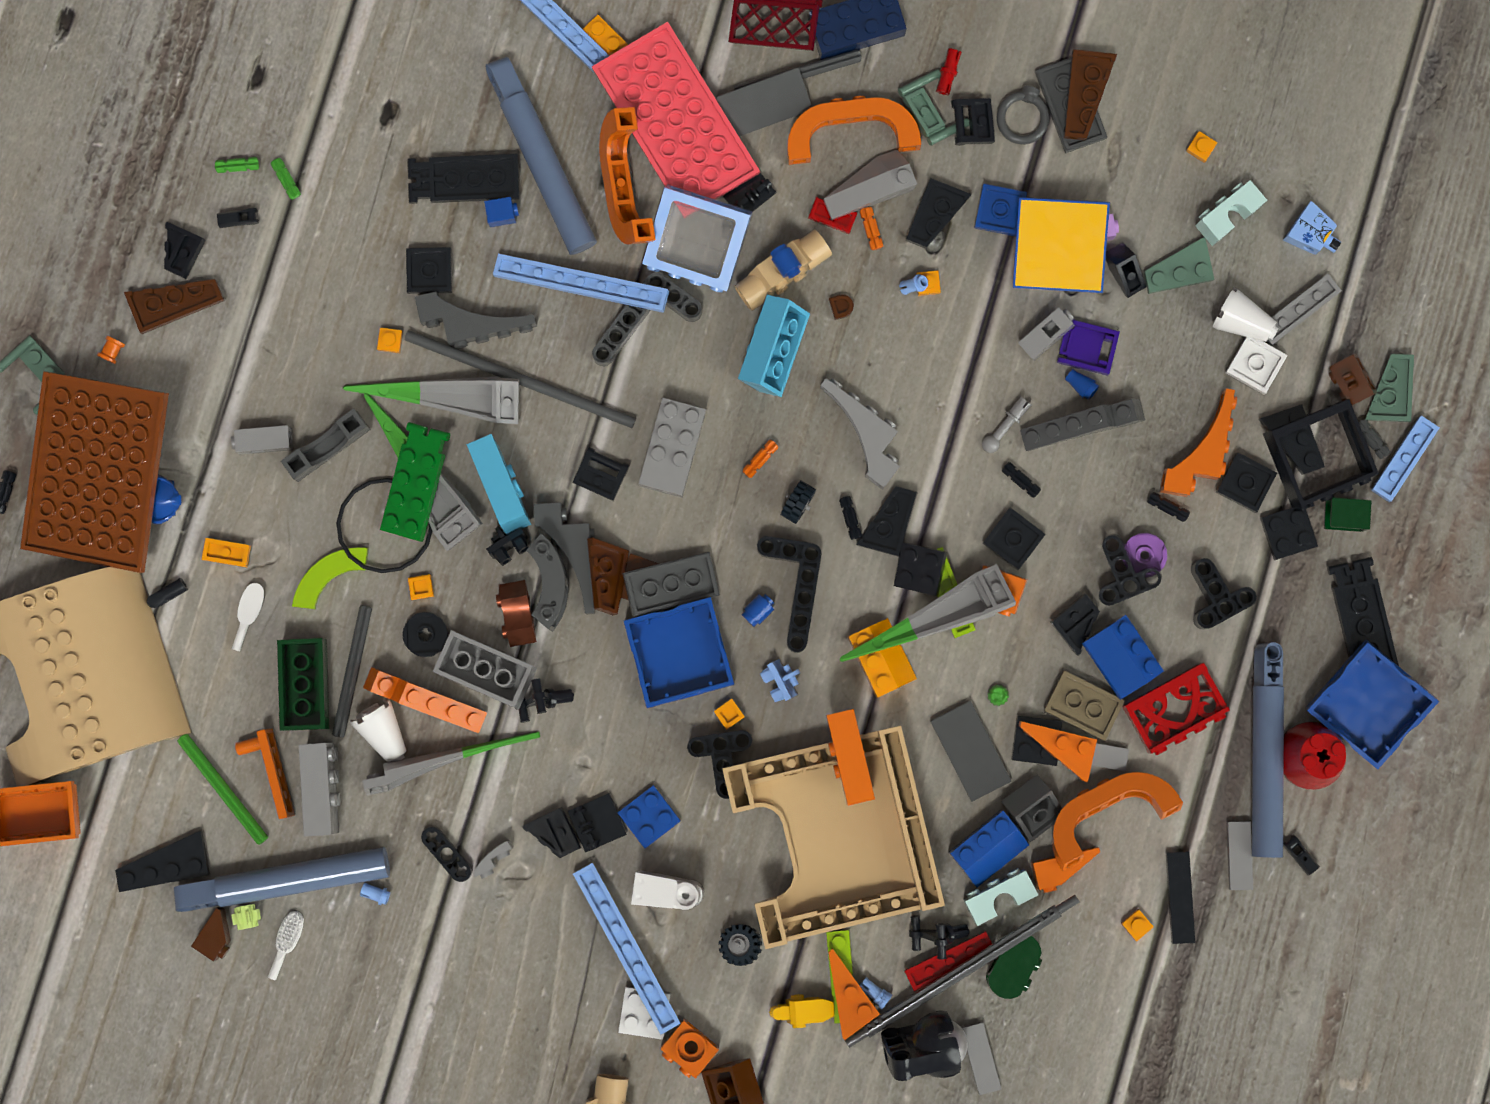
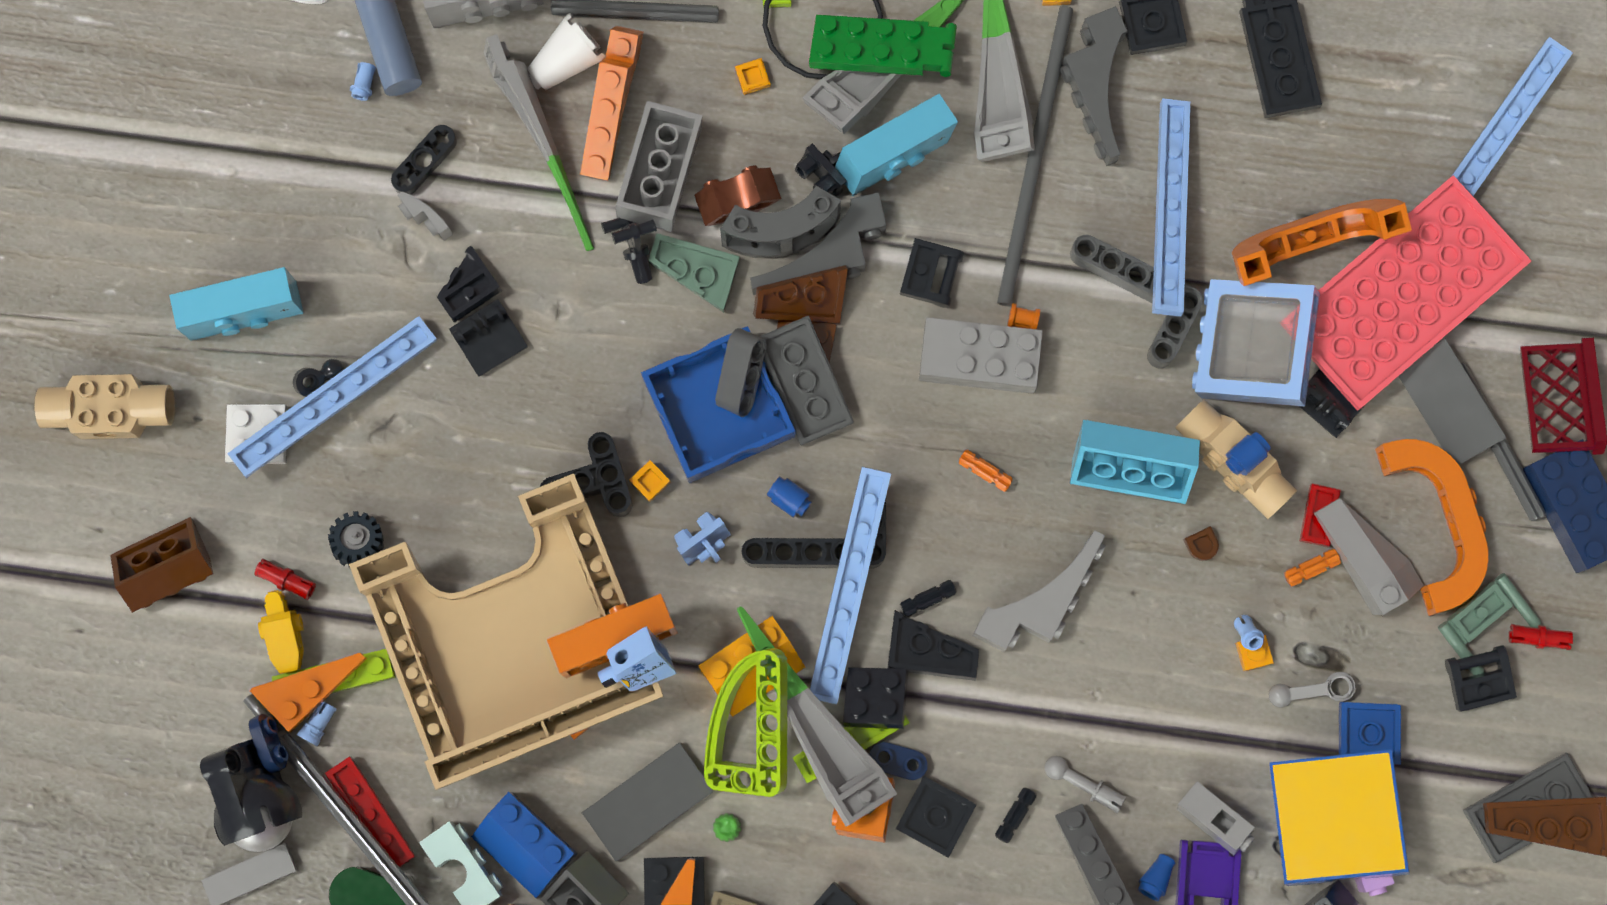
camera: 80 degrees right, 5 degrees down
(416, 626) = (703, 77): black plate -> none
(501, 211) = (1243, 96): blue brick -> none
(540, 157) = (1321, 134): sand blue piece -> none
(542, 1014) = (236, 304): none -> medium azure brick
(568, 653) = (696, 267): none -> sand green wing
(603, 948) = (329, 370): none -> black plate
(604, 35) = (1497, 187): light orange plate -> none
(648, 410) = (1023, 317): none -> orange bush
(649, 816) = (504, 401): blue plate -> none
(659, 631) = (740, 372): none -> dark grey beam
(665, 891) = (411, 433): white piece -> none
(691, 1062) = (210, 480): orange brick -> none
(761, 1003) = (285, 579): none -> red pin
(798, 502) = (937, 525): black wheel -> none
(833, 574) = (849, 584): none -> light blue plate
(875, 740) = (637, 662): none -> light blue torso
(892, 1029) = (267, 743): none -> dark blue plate
(935, 212) = (1351, 647): black wing -> none
(941, 936) = (400, 792): black axle -> none
(962, 268) = (1282, 695): none -> light grey piece
(962, 661) = (764, 735): none -> lime beam
(968, 559) = (898, 760): none -> dark blue plate
(1030, 95) = (1531, 748): dark grey piece -> none

